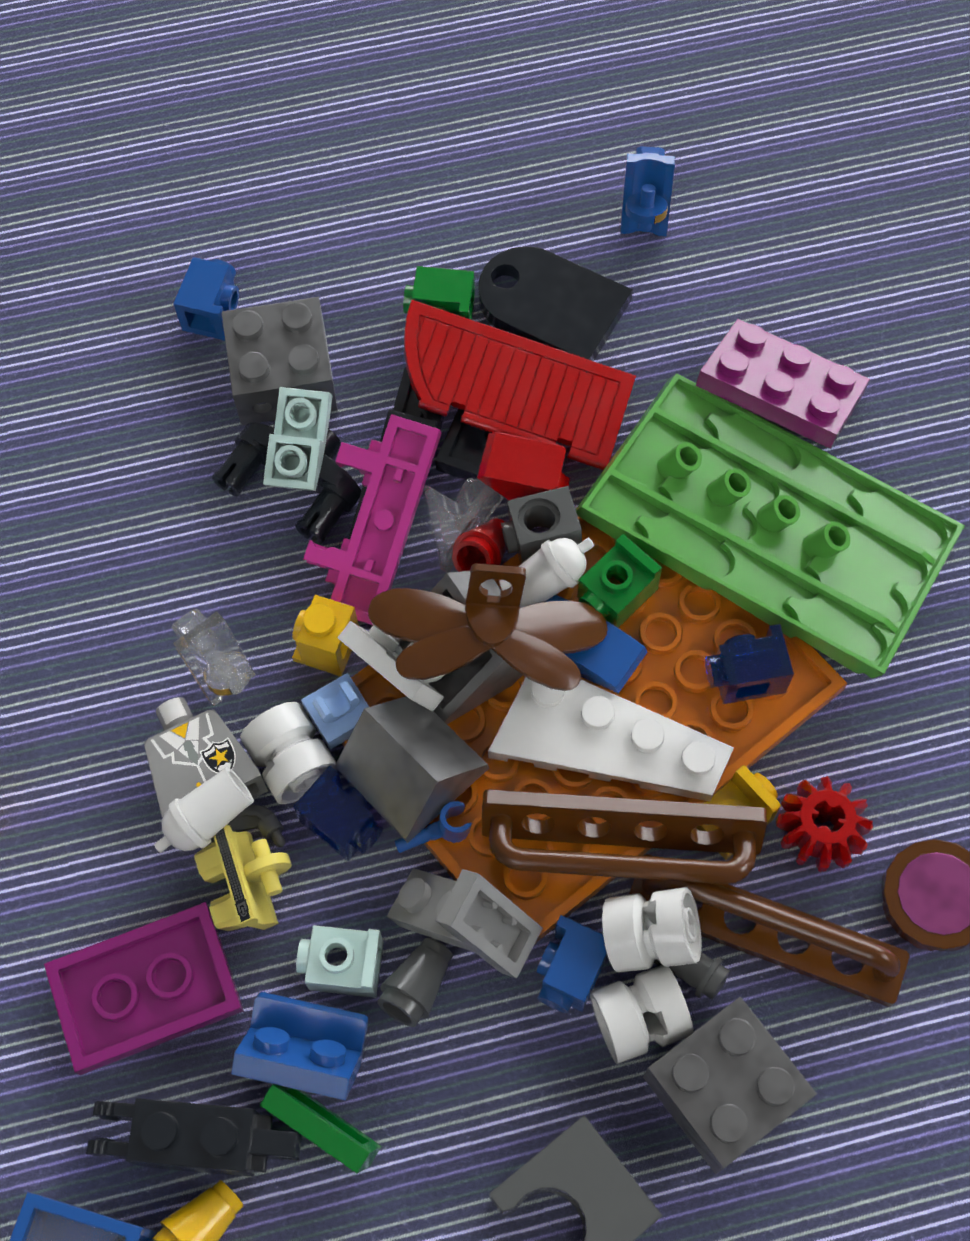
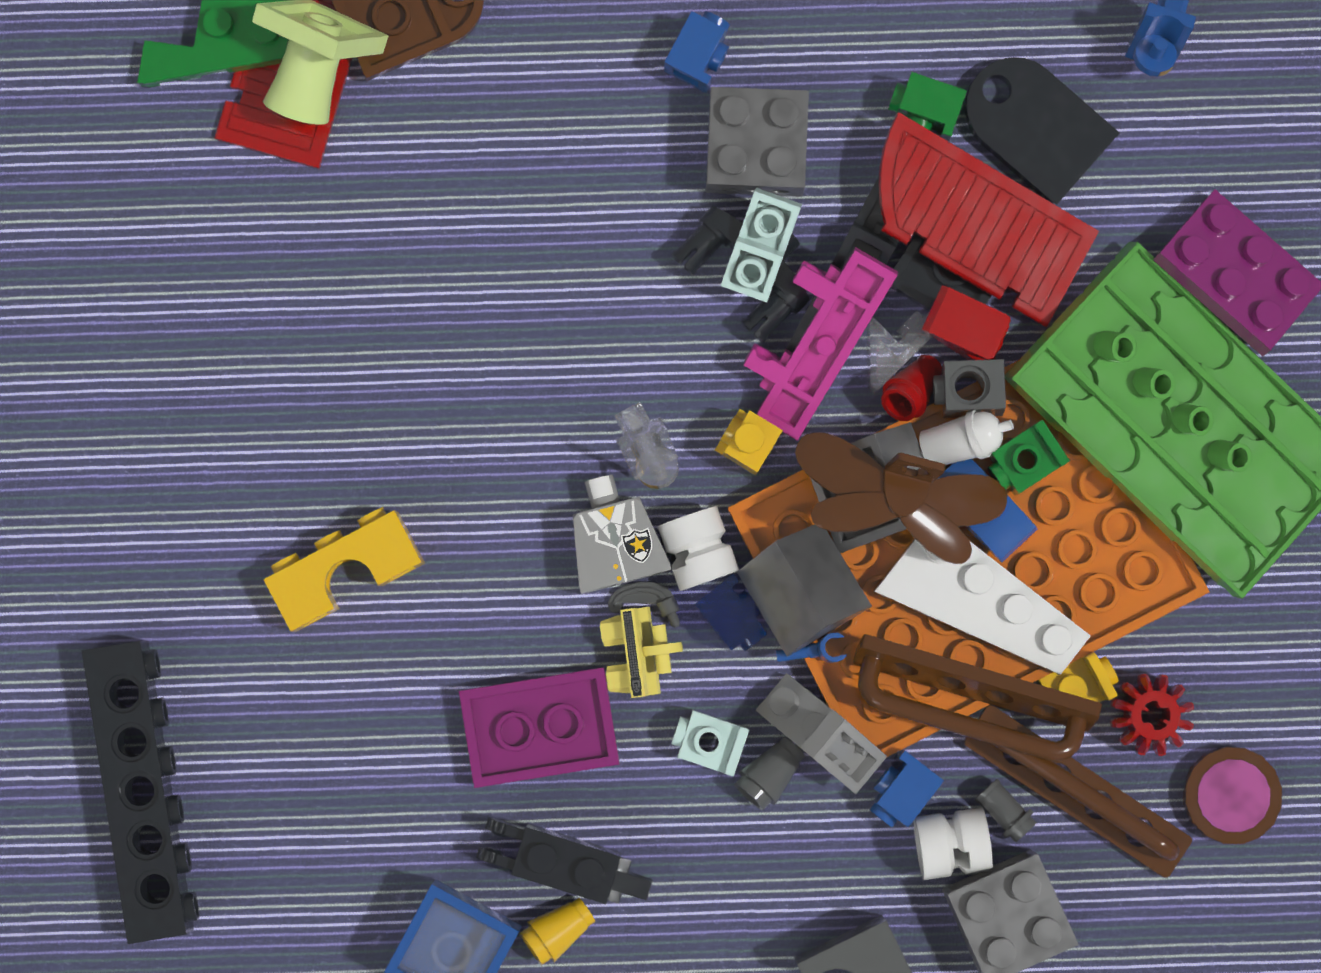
camera: 10 degrees right, 20 degrees up
(204, 812) = (618, 597): white piece -> none
(302, 1046) = (665, 809): blue bracket -> none
(321, 1127) = (669, 875): green tile -> none
(335, 709) = (749, 521): light blue tile -> none
(378, 651) = (800, 491): white plate -> none
(651, 930) = (962, 777): white wheel -> none
(750, 667) = (1125, 565): clear blue brick -> none

